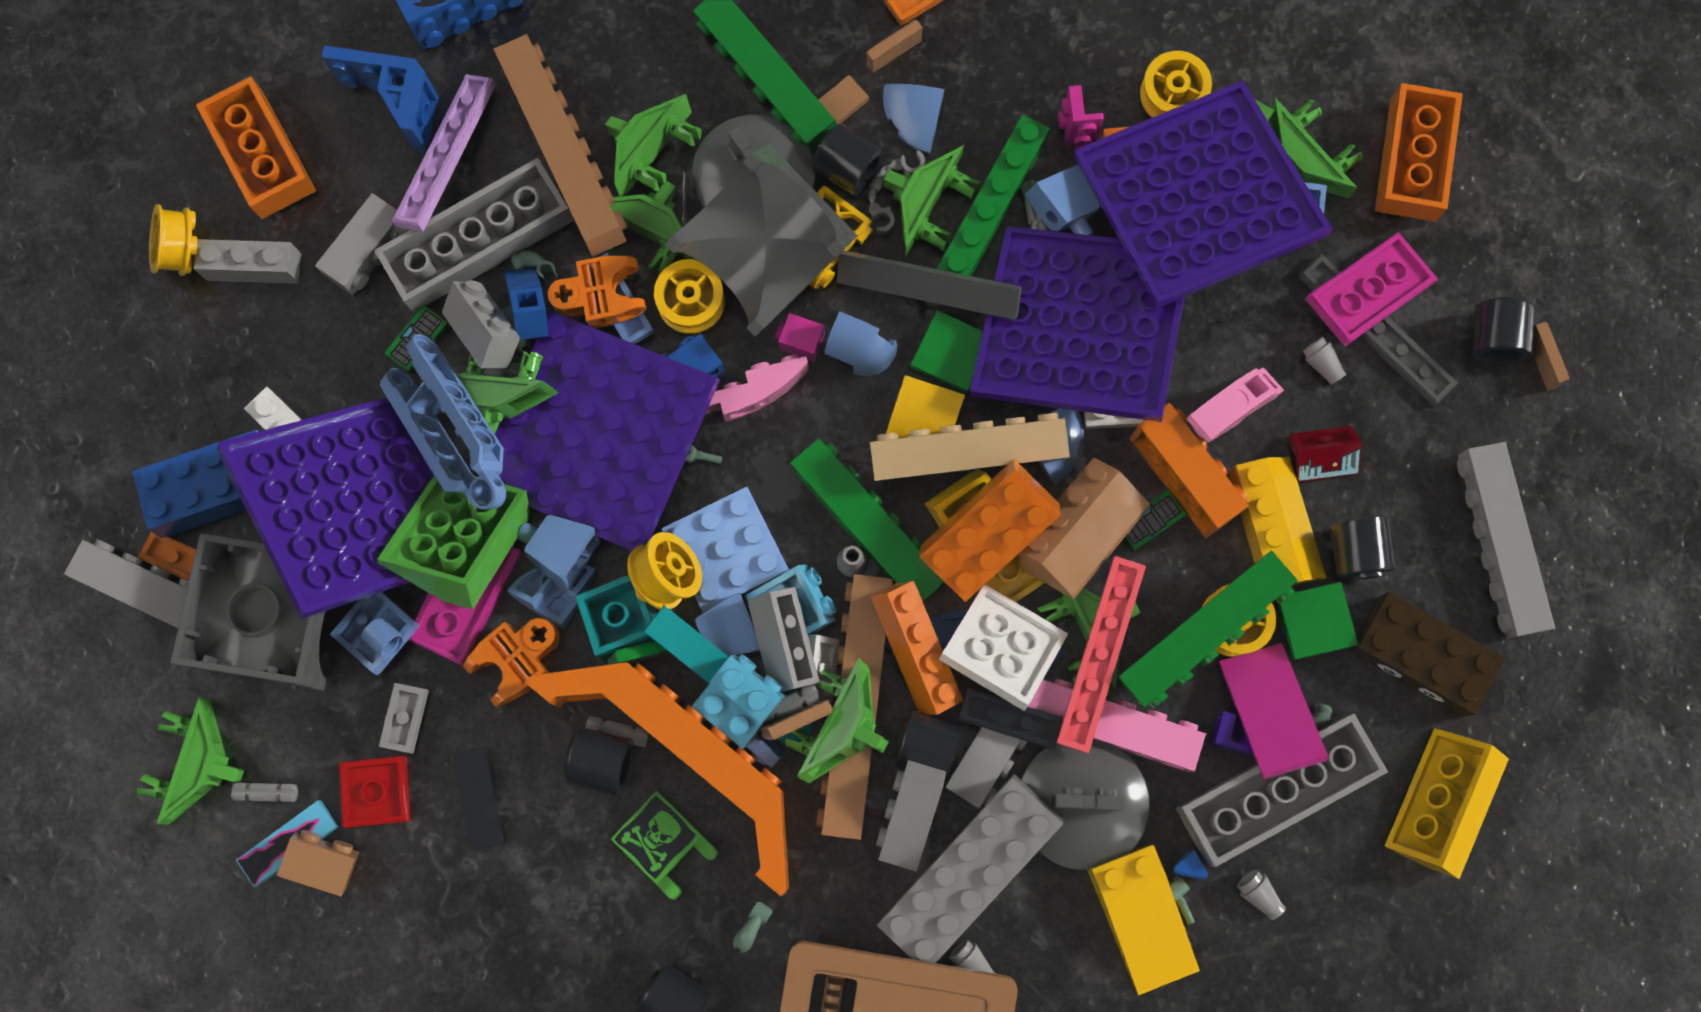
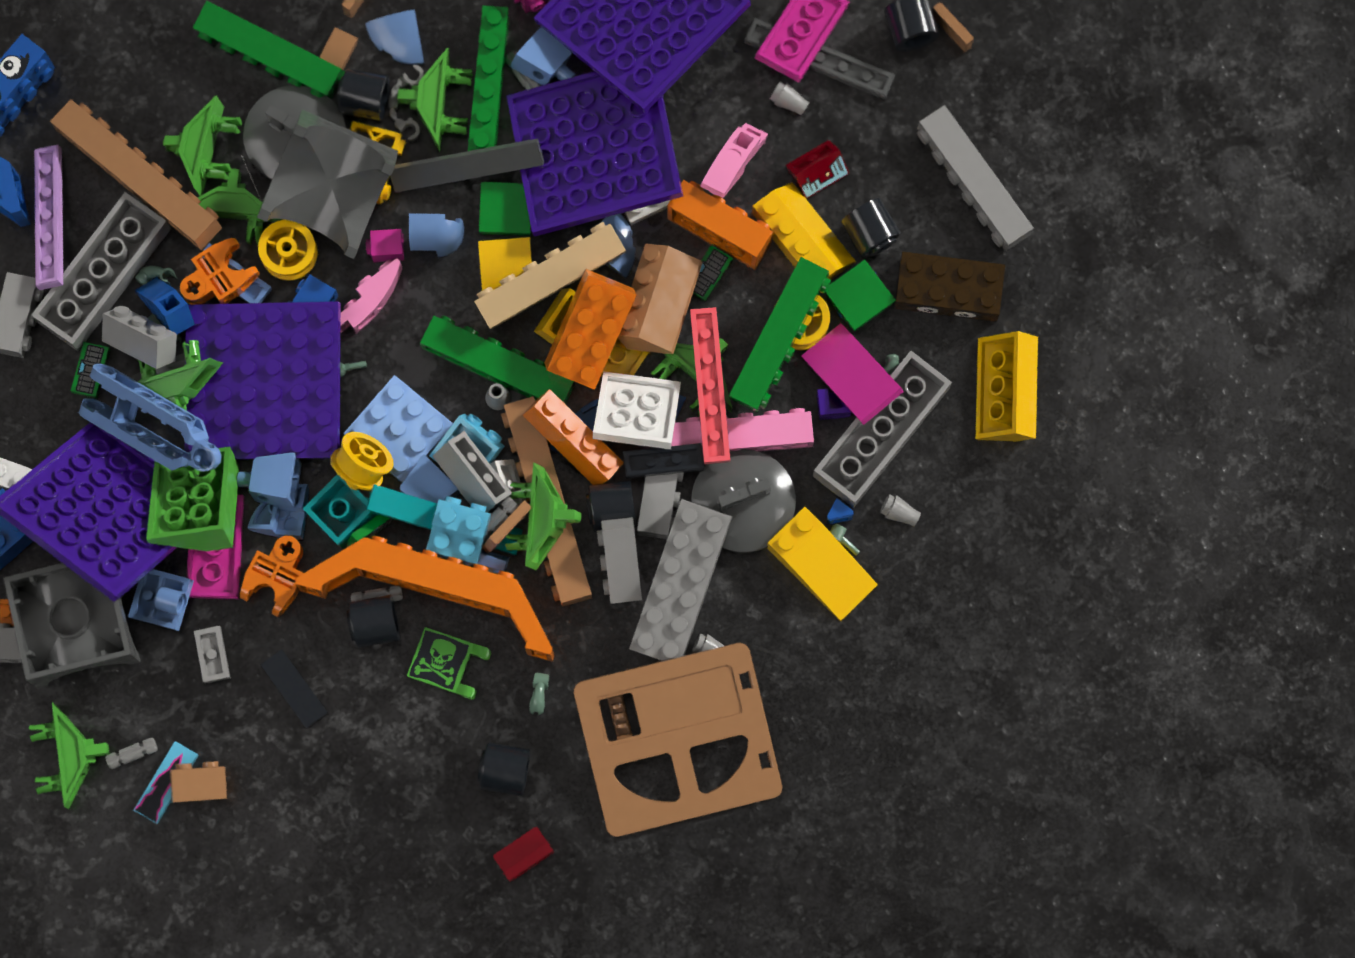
camera: 25 degrees left, 0 degrees up
(374, 792) = (214, 718): red tile -> none

